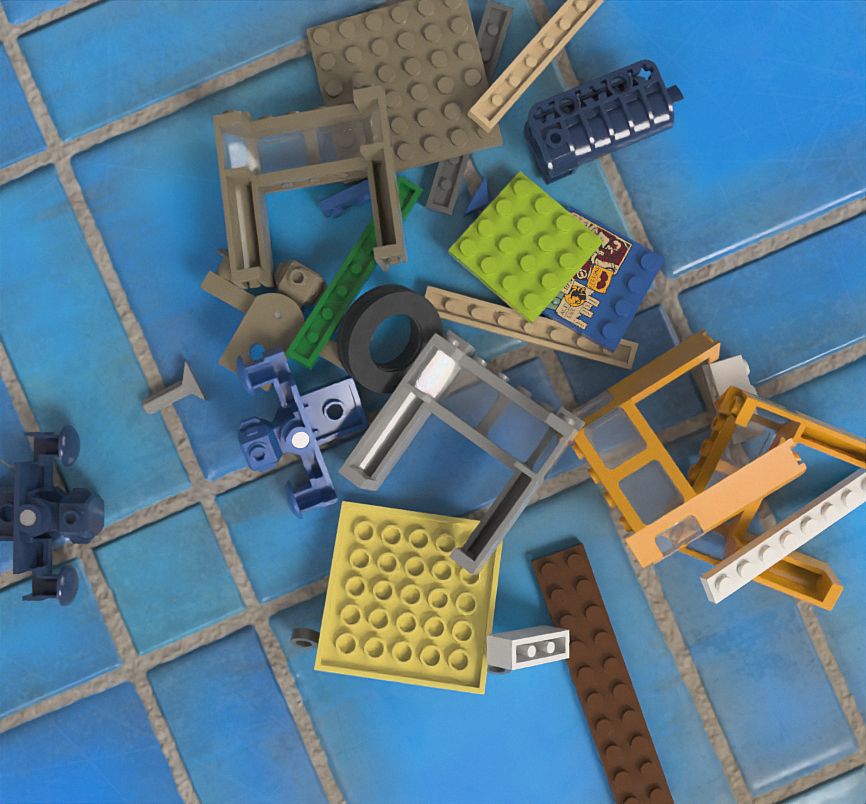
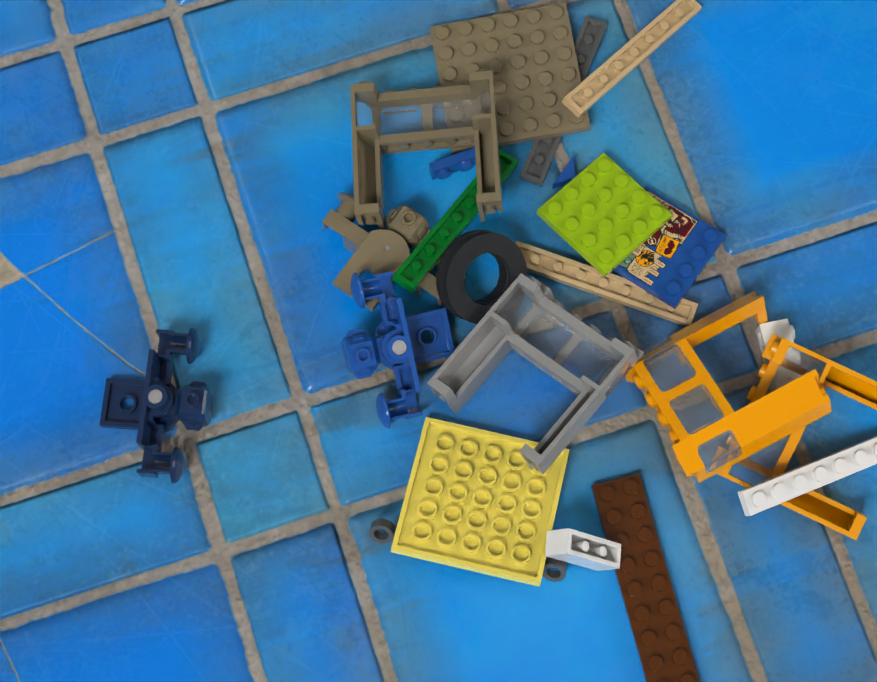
camera: 10 degrees right, 15 degrees down
(181, 389) = (288, 312): light grey piece -> none
(602, 124) = (673, 118): dark blue piece -> none

